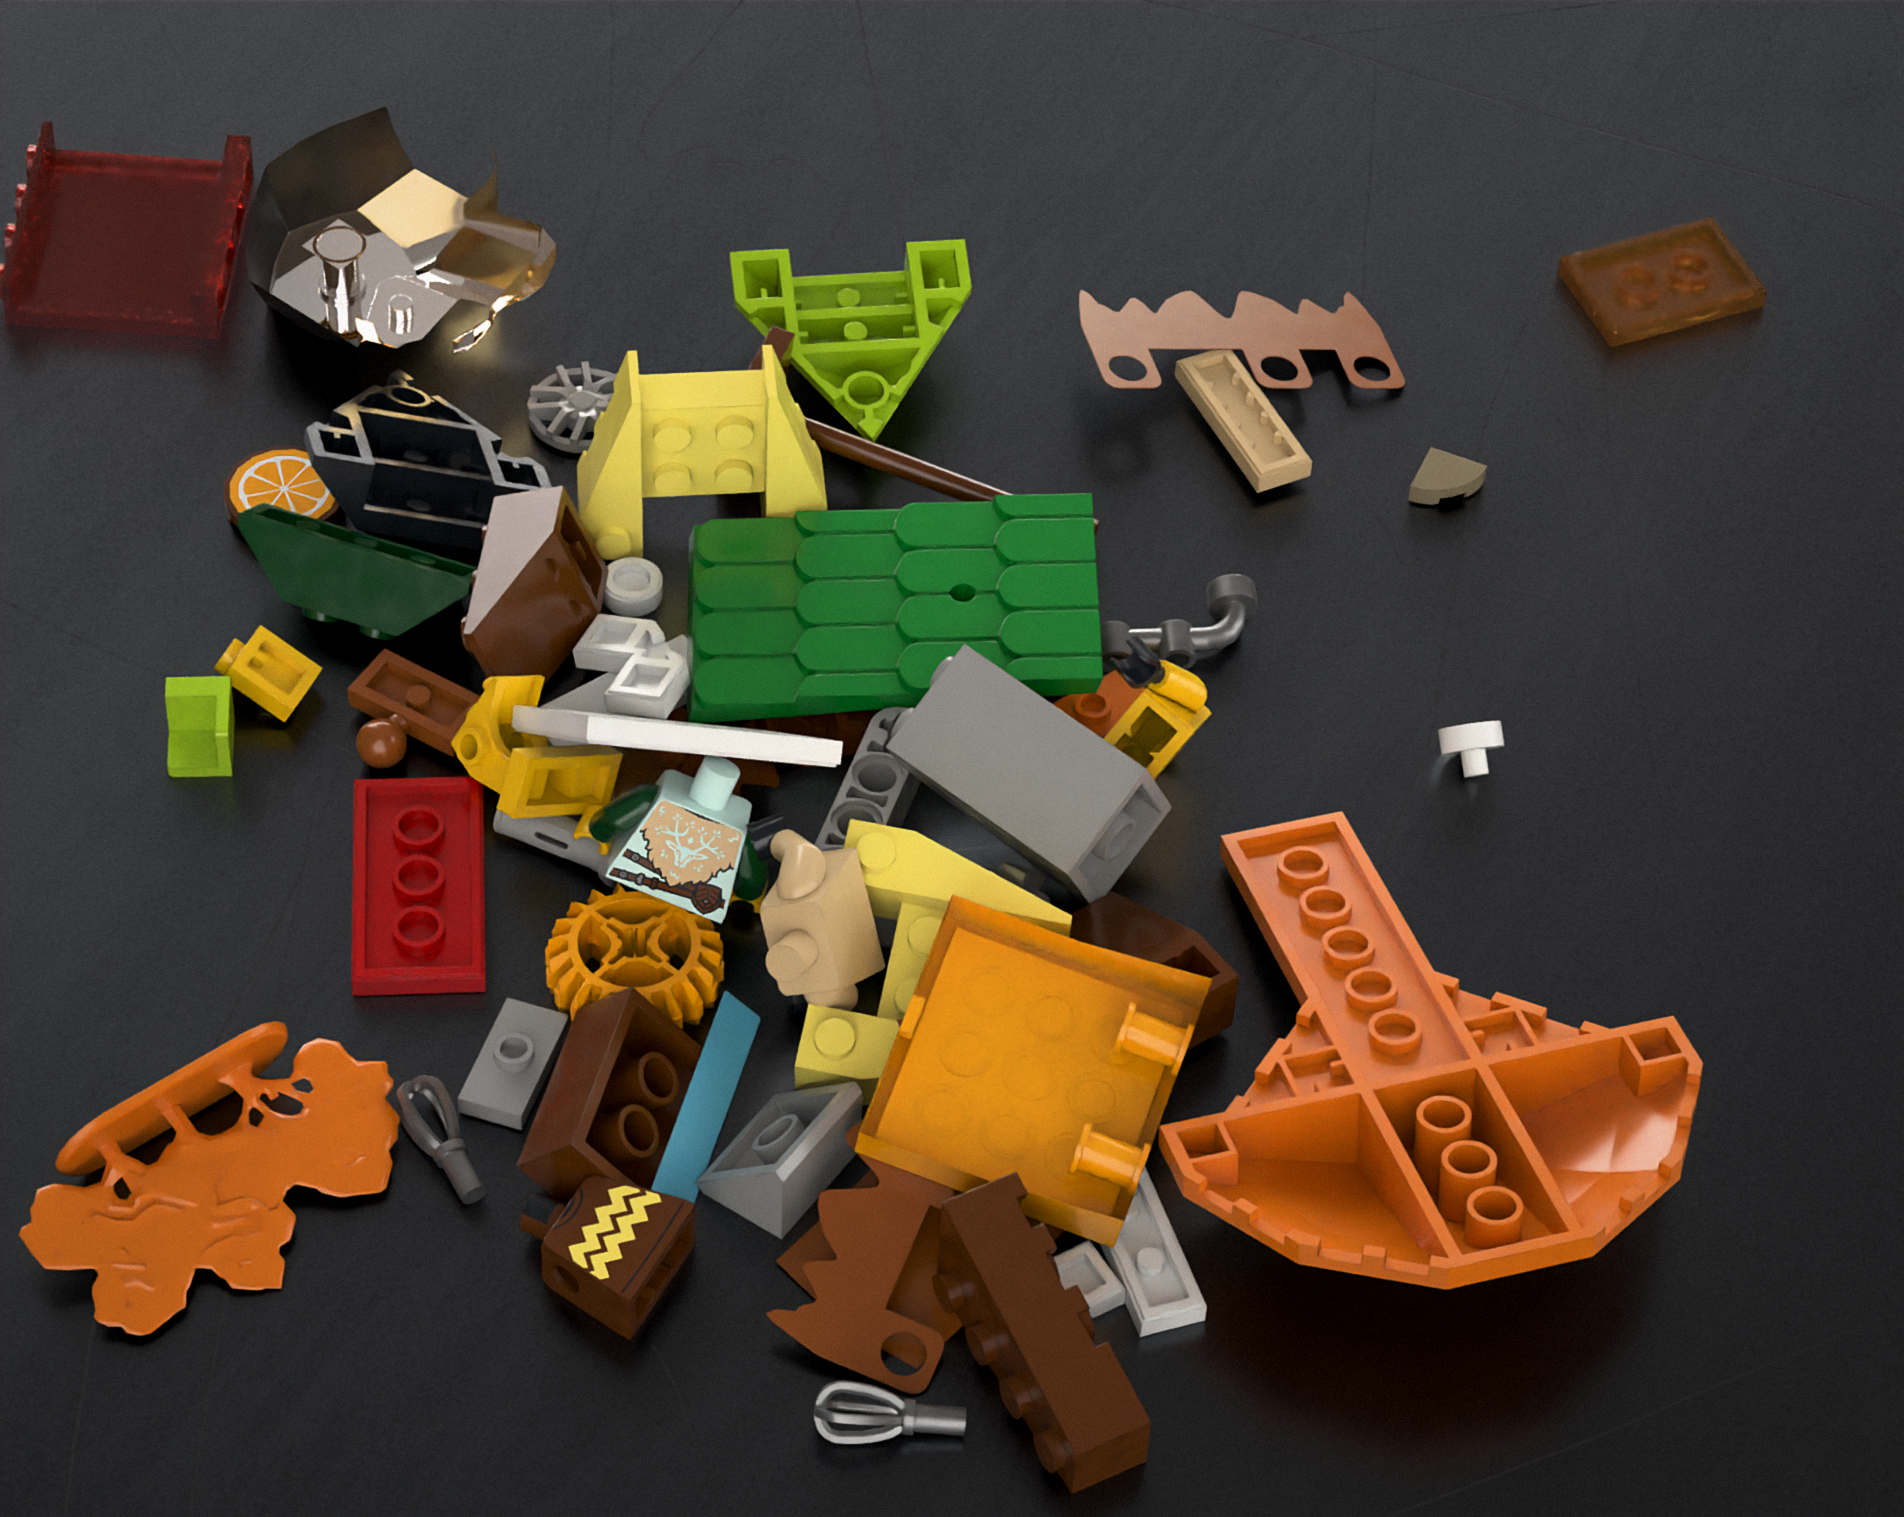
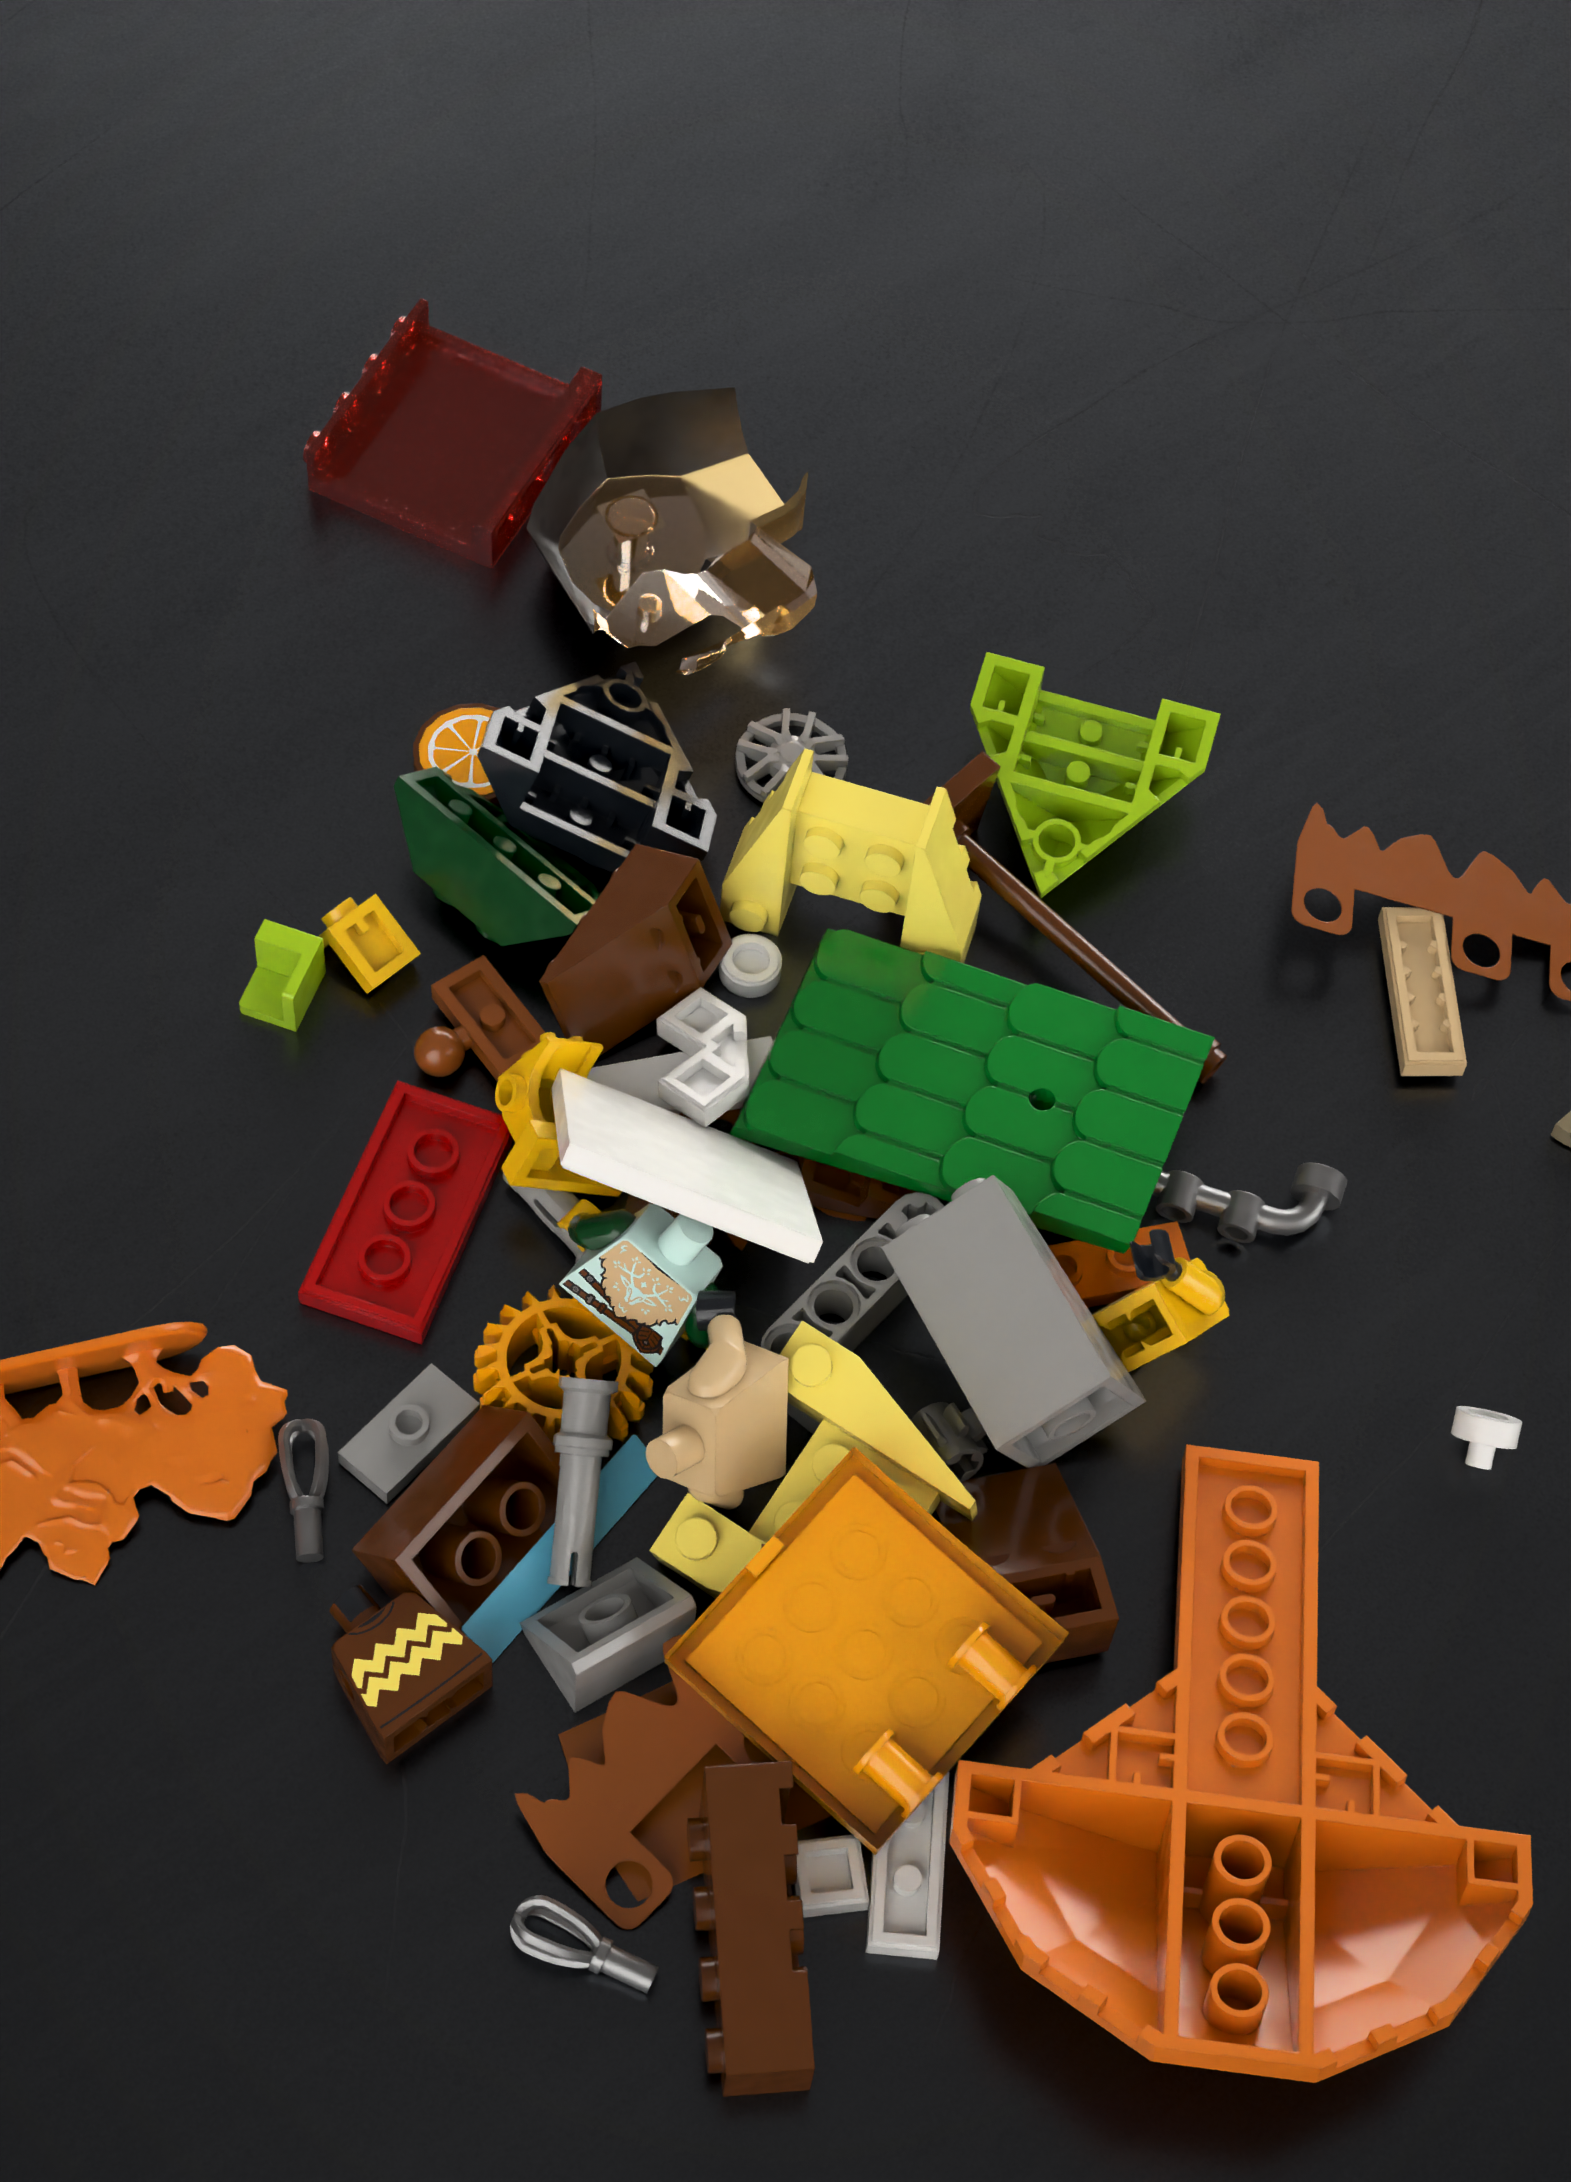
camera: 20 degrees right, 10 degrees up
(691, 1004) = (581, 1449): none -> light grey pin

